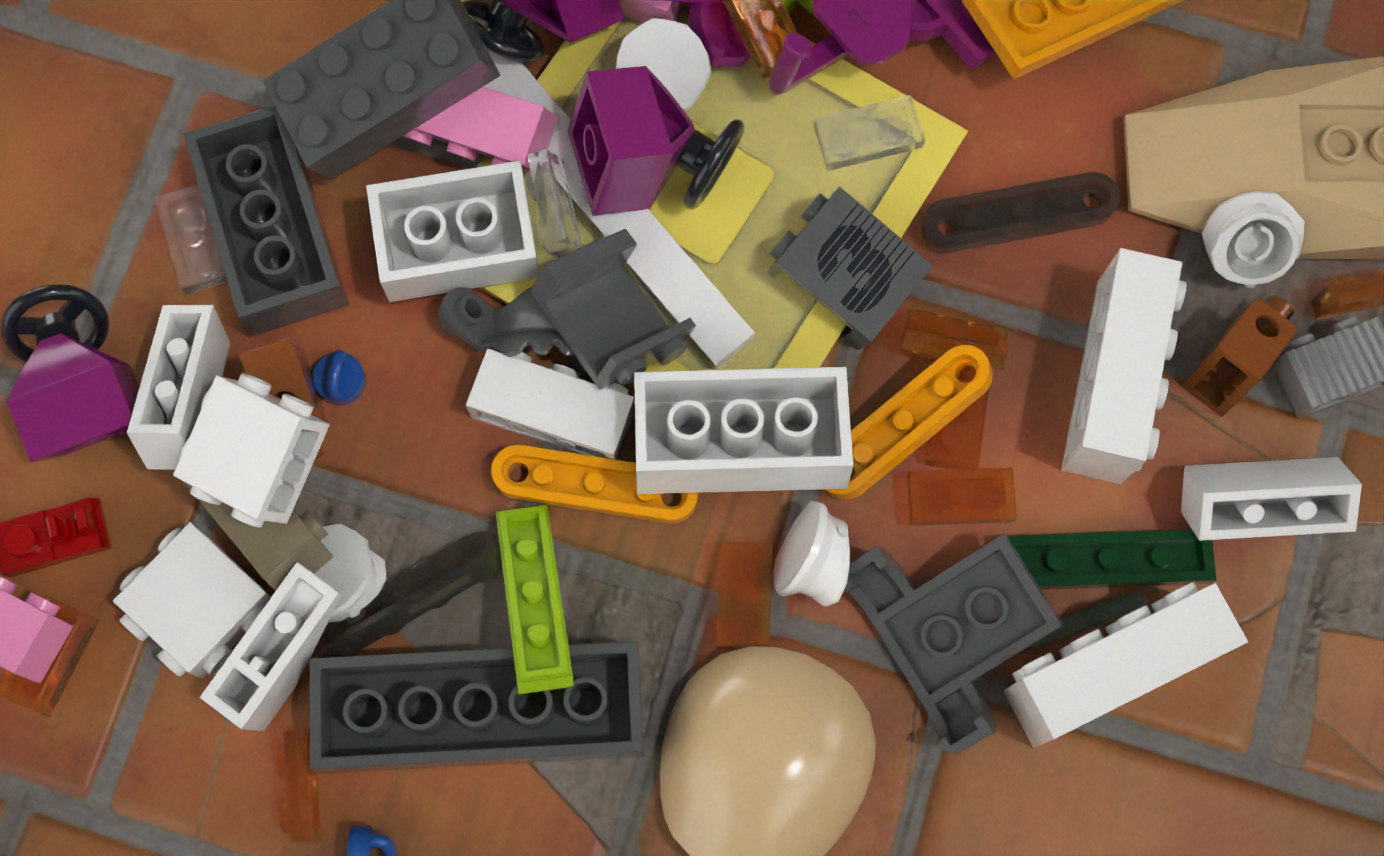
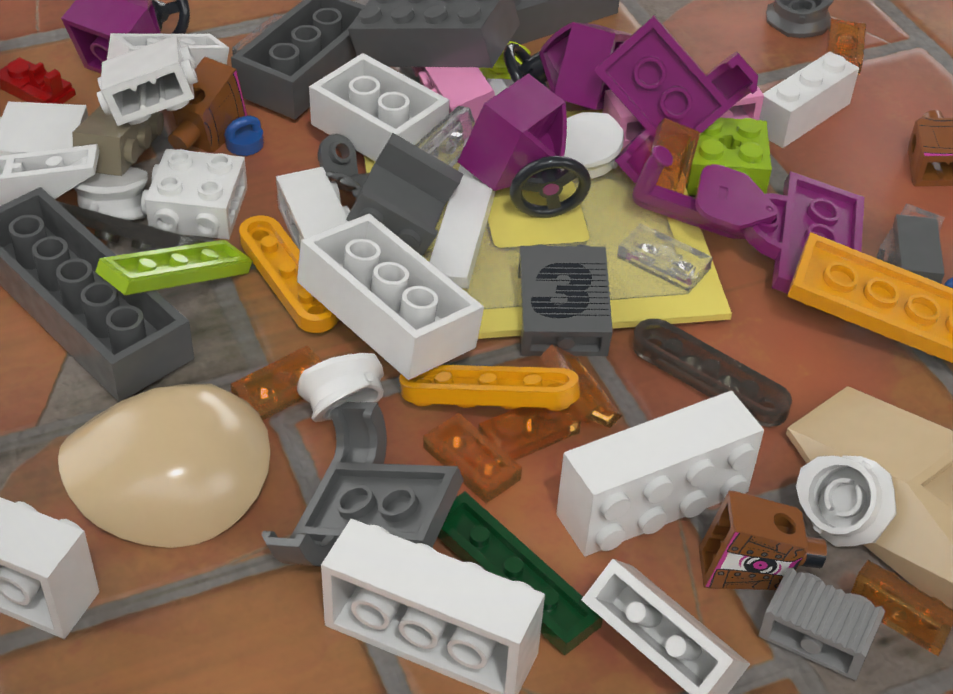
camera: 50 degrees right, 30 degrees down
(404, 493) = (196, 193): none -> white brick

